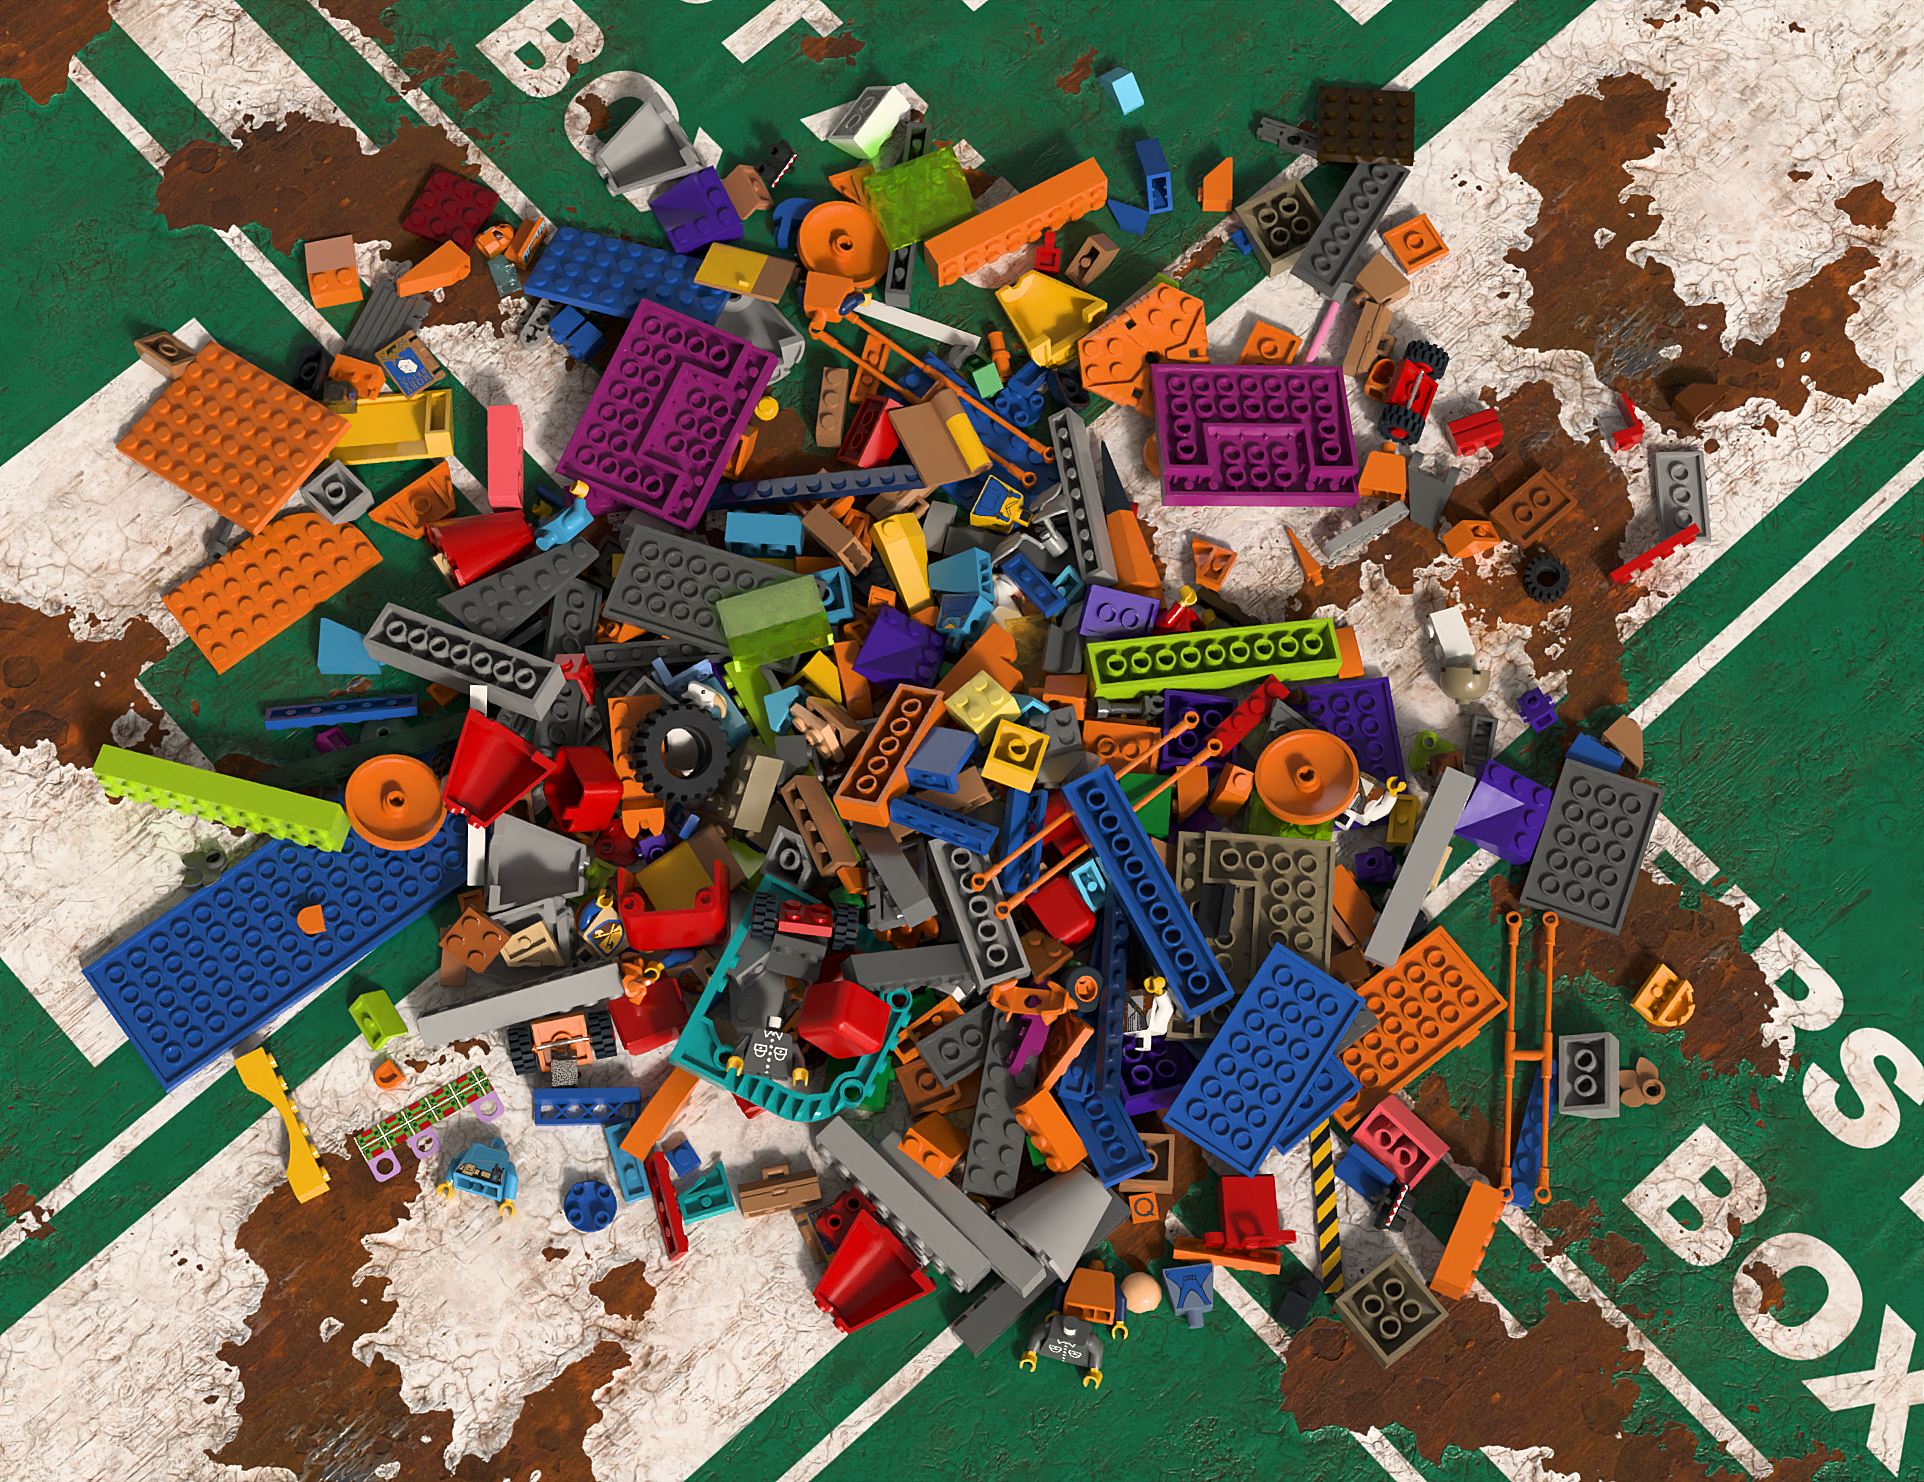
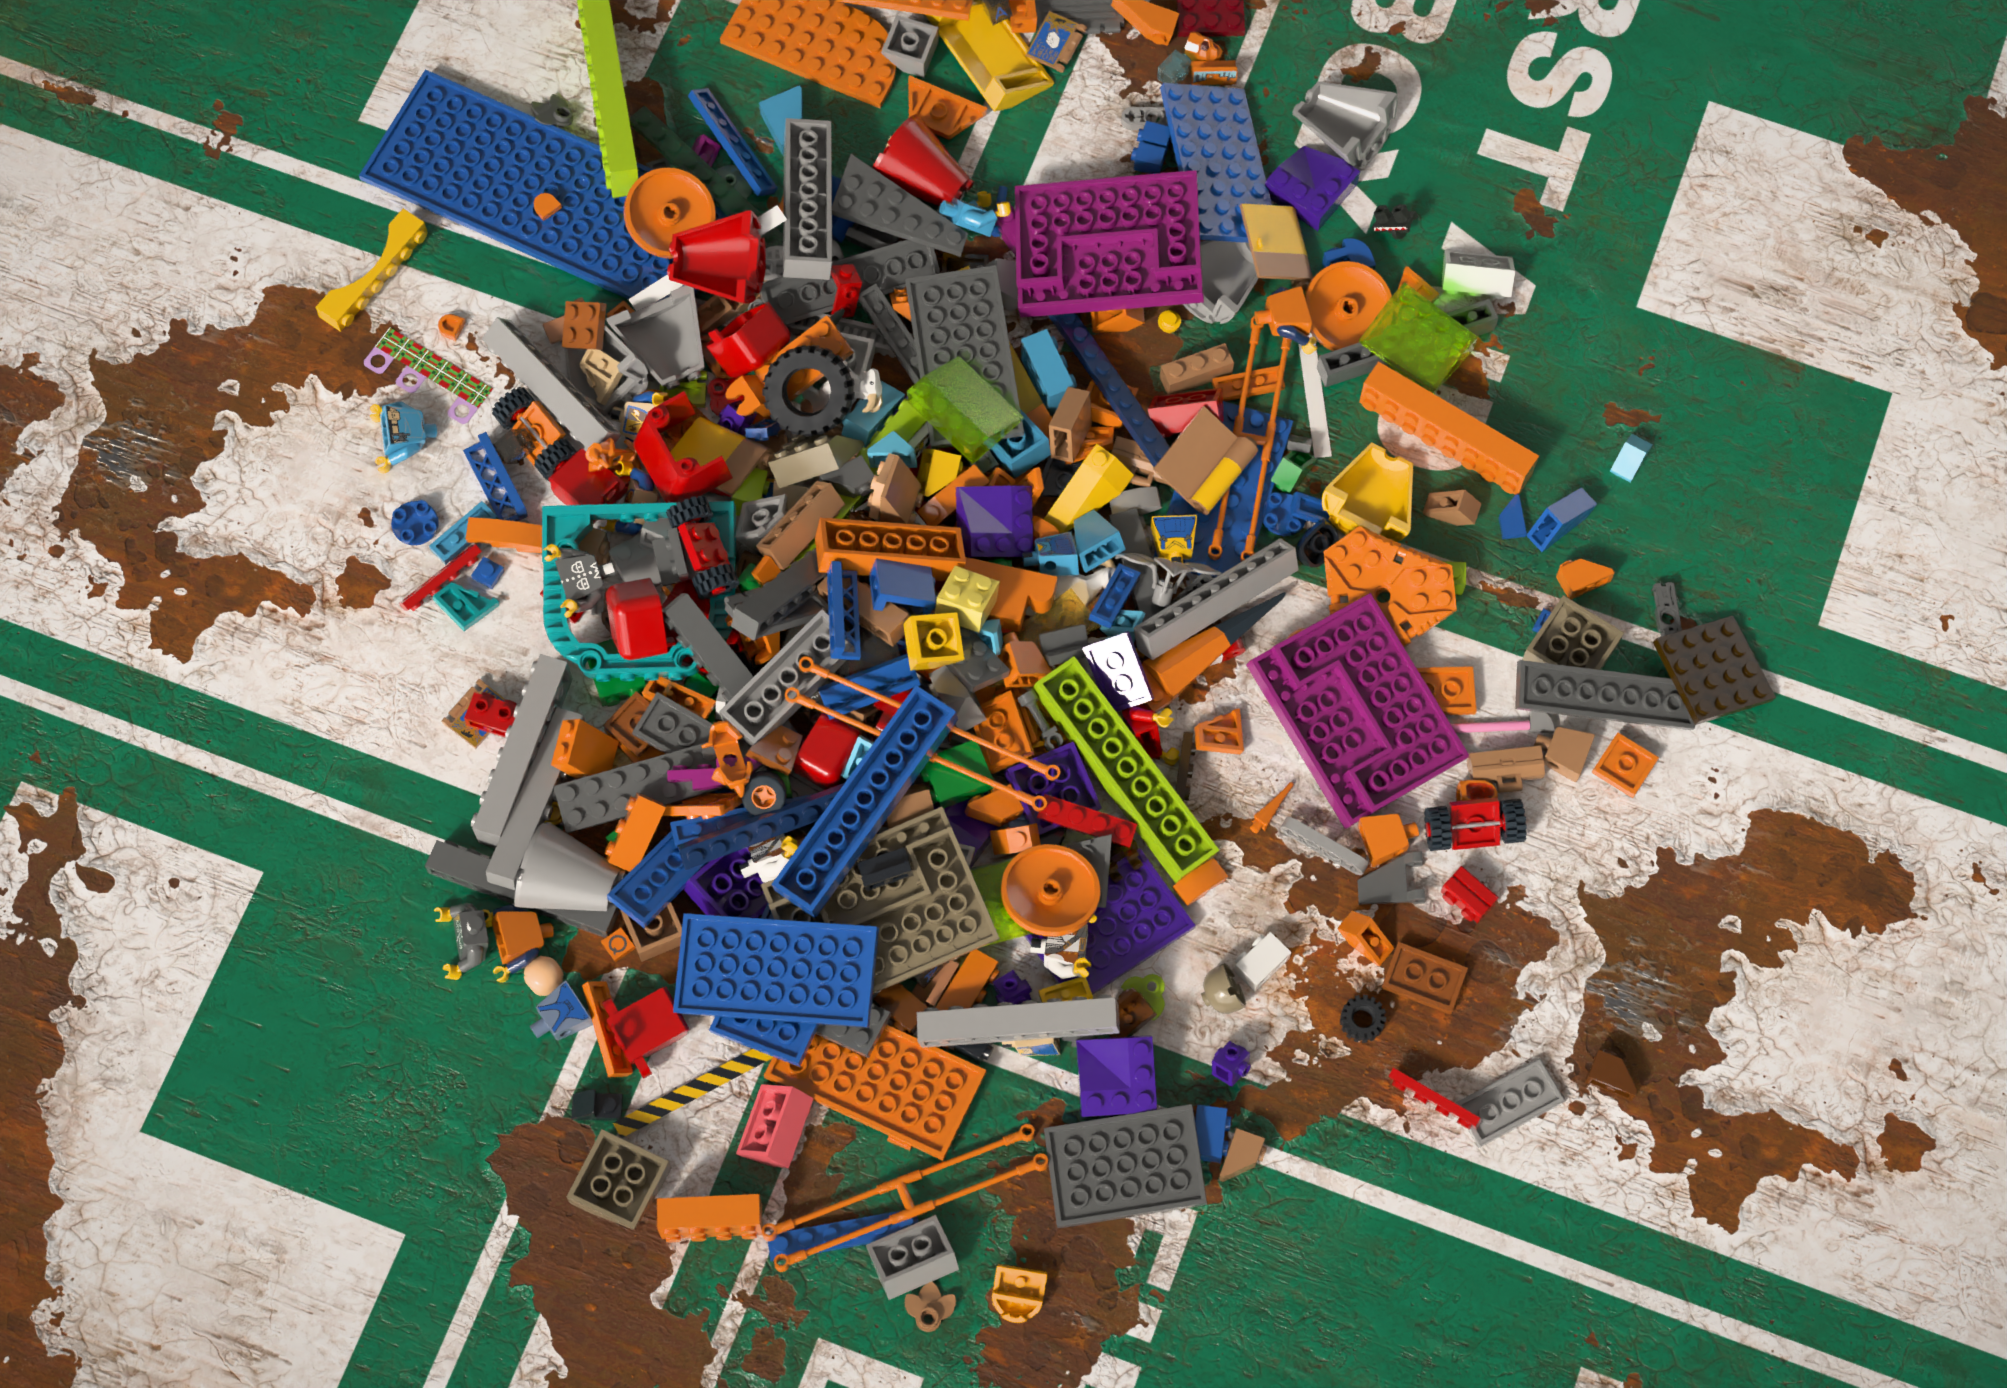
camera: 60 degrees right, 0 degrees up
(377, 1018) = (493, 295): lime panel -> none
(505, 458) = (1008, 148): coral brick -> none
(678, 684) = (881, 360): light blue bracket -> none
(747, 191) = (1358, 213): nougat panel -> none
(779, 1195) = (494, 662): medium nougat piece -> none
(870, 1275) = (454, 755): red cone -> none
(1000, 355) = (1320, 477): orange pin -> none
(1048, 257) = (1434, 472): red plate -> none
(1363, 1173) = (732, 1109): blue panel -> none
(1388, 1205) = (703, 1145): pearl dark grey hips -> none
(1482, 720) = (1187, 1019): dark grey slope -> none
(1628, 437) = (1538, 1028): red bracket -> none

